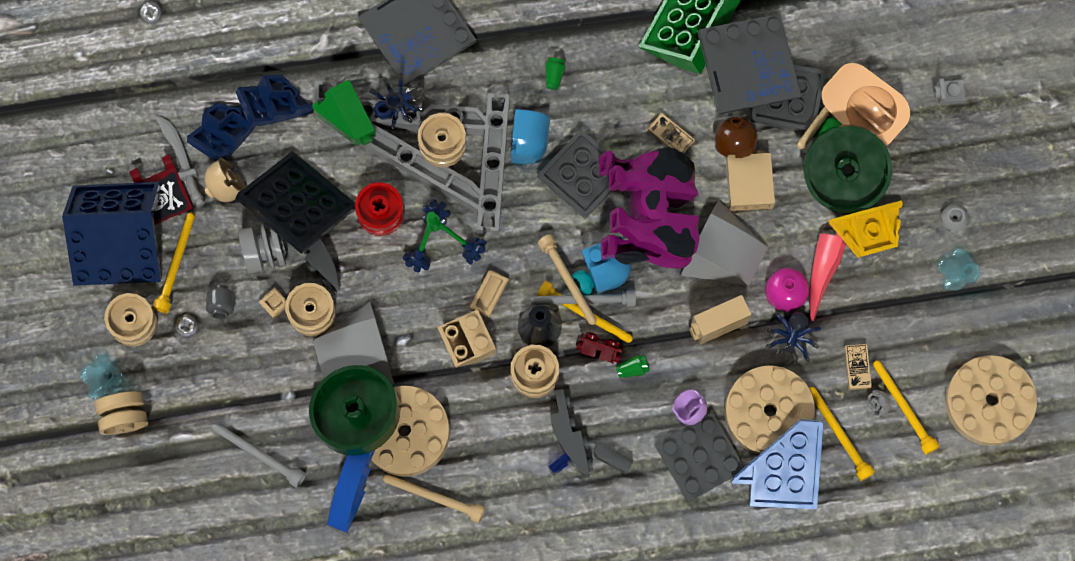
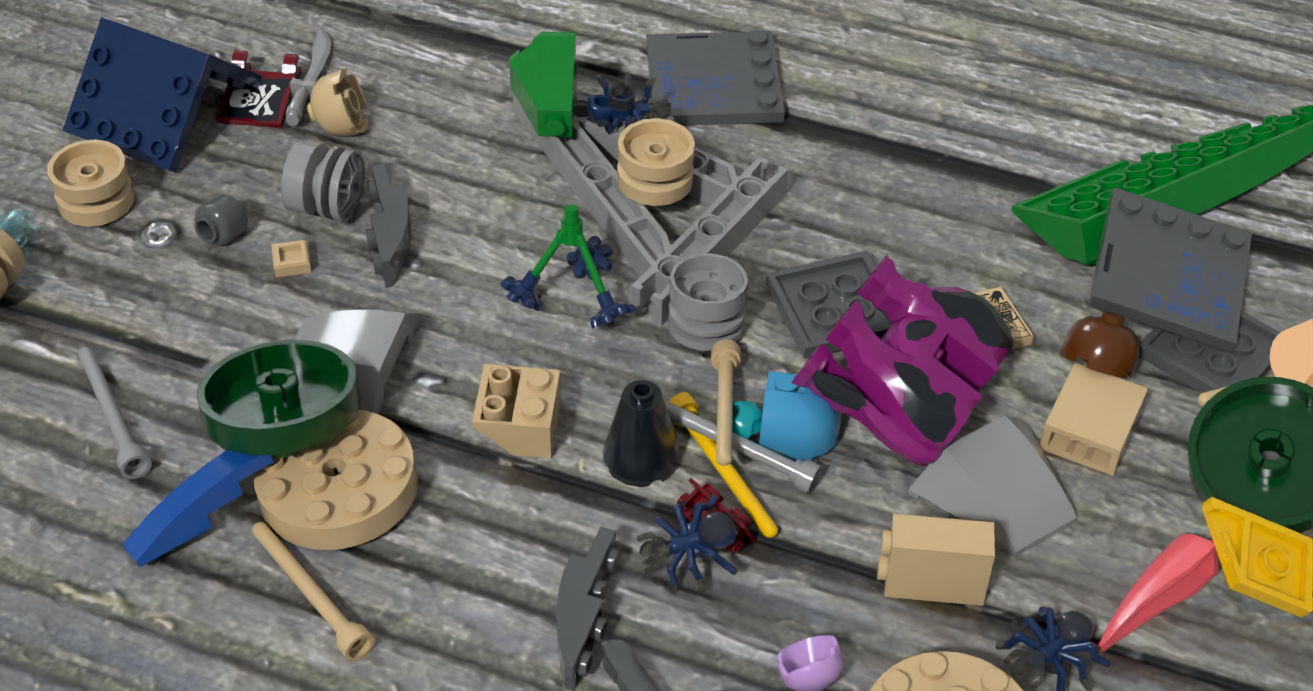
camera: 30 degrees right, 30 degrees down
(162, 303) = (150, 192): yellow piece -> none
(221, 131) = (390, 67): dark blue slope -> none
(271, 101) = (478, 70): dark blue slope -> none
(296, 202) = (409, 152): black plate -> none
(310, 296) = (328, 272): tan wheel -> none
(379, 196) = (515, 214): red wheel -> none
(489, 293) = (597, 380): tan tile -> none
(522, 206) = (707, 300): none -> light grey wheel
(529, 136) = (783, 222): dark azure brick -> none
(536, 358) = (589, 489): tan wheel -> none
(554, 72) = (870, 183): green cone -> none
(559, 464) = (536, 637): clear blue tile -> none
(601, 371) = (698, 538): none -> animal
(633, 367) = (754, 567): green cone -> none
(787, 290) = (1080, 580): dark pink cylinder -> none

